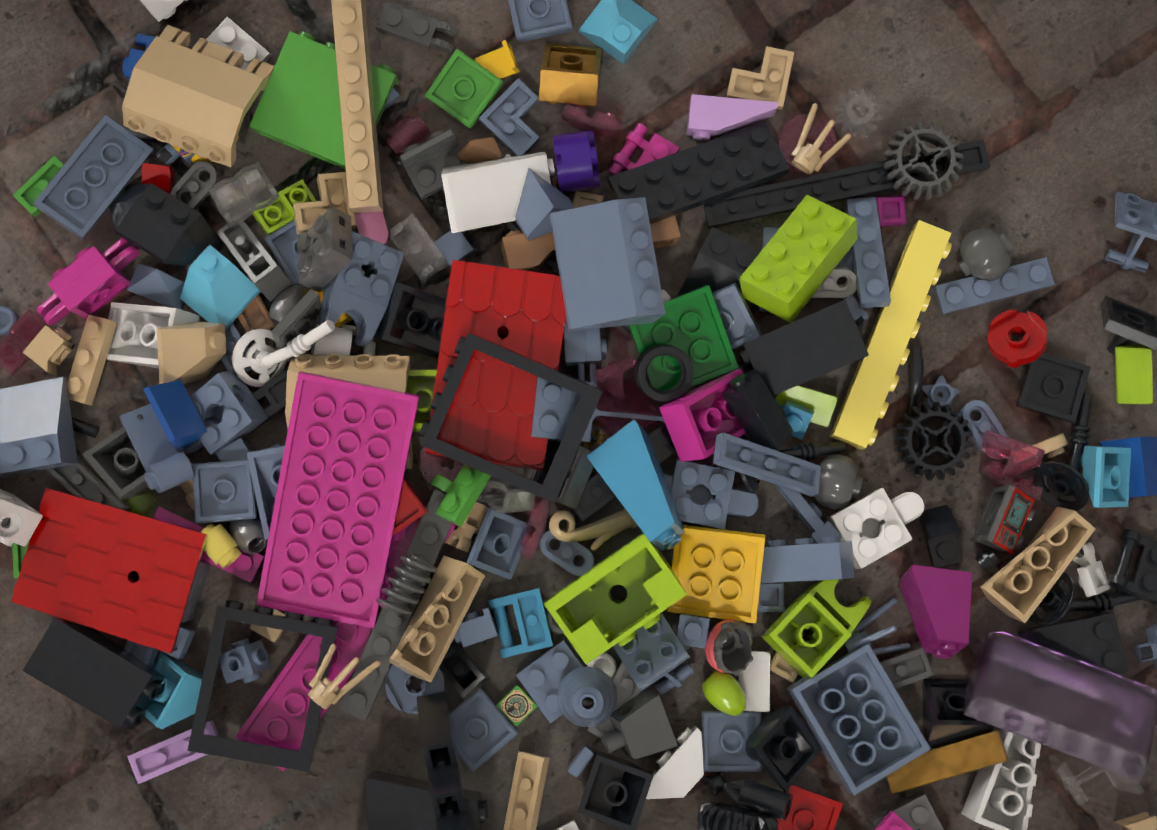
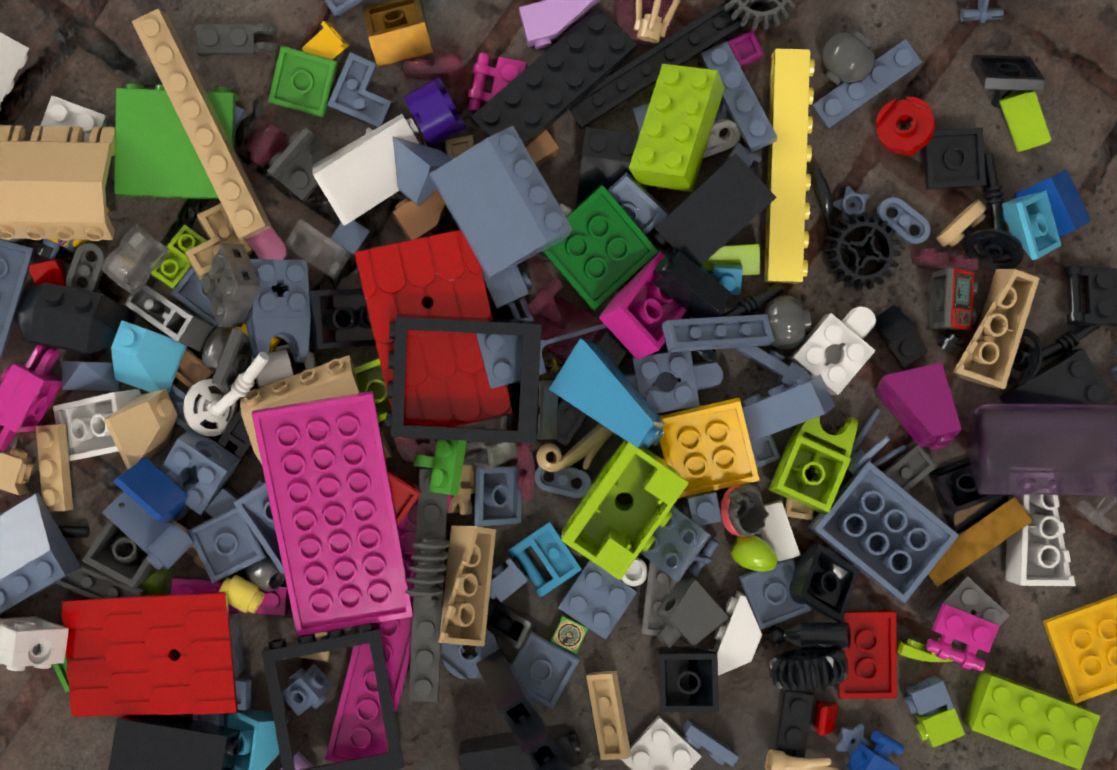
camera: 20 degrees left, 5 degrees up
(327, 691) = (393, 690): tan plant -> none
(480, 151) = (341, 135): medium nougat slope -> none
(580, 760) = (645, 662): sand blue tile -> none
(587, 683) = (627, 595): sand blue cone -> none
(685, 377) = (612, 288): black tyre -> none
(1020, 455) = (946, 235): clear pink slope -> none
(1091, 573) = (1048, 318): white plate -> none

